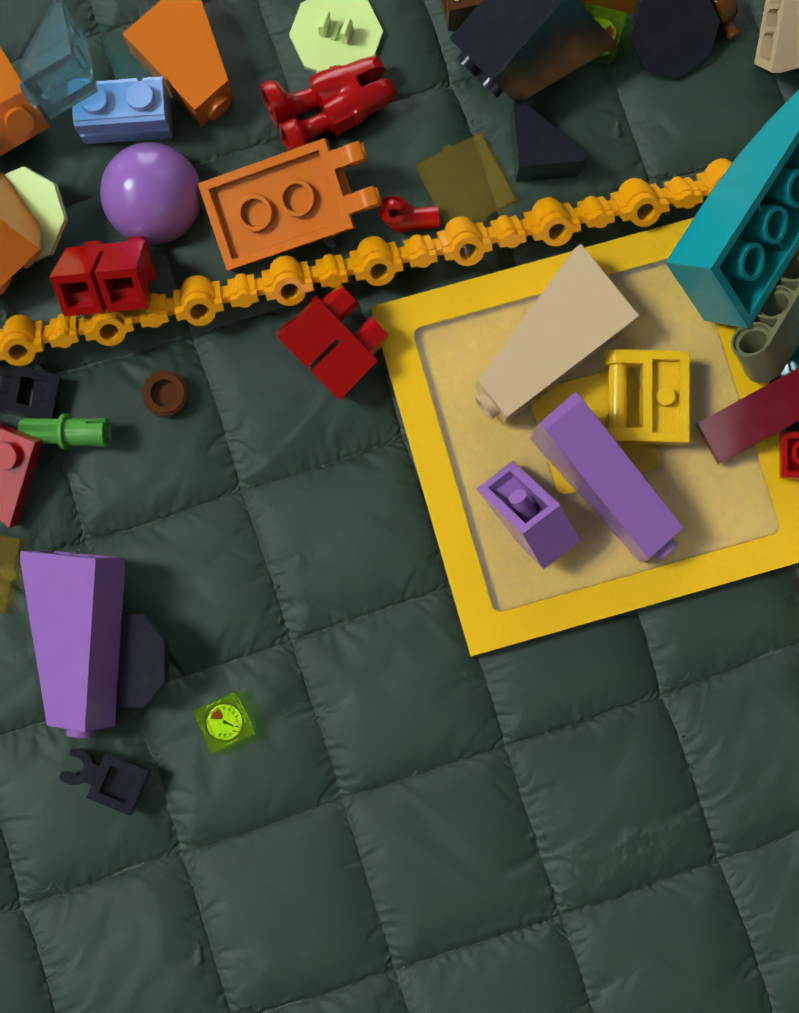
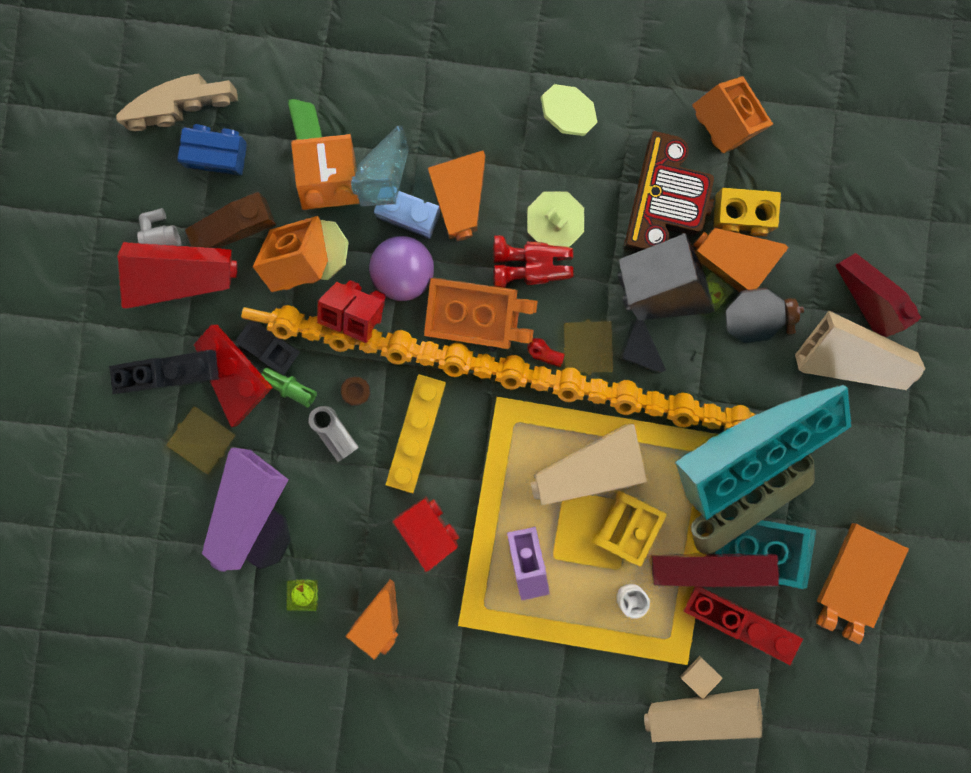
camera: 30 degrees right, 5 degrees up
(114, 781) = (225, 600): black plate -> none
(162, 465) = (335, 435): none -> light grey piece
(279, 416) = (415, 433): none -> yellow plate
(328, 345) = (460, 410): red hips -> none
(351, 701) = (377, 625): none -> orange slope
(361, 538) = (427, 532): none -> red slope
(606, 479) = (582, 567): medium lavender slope -> none
(711, 493) = (635, 605): none -> white wheel

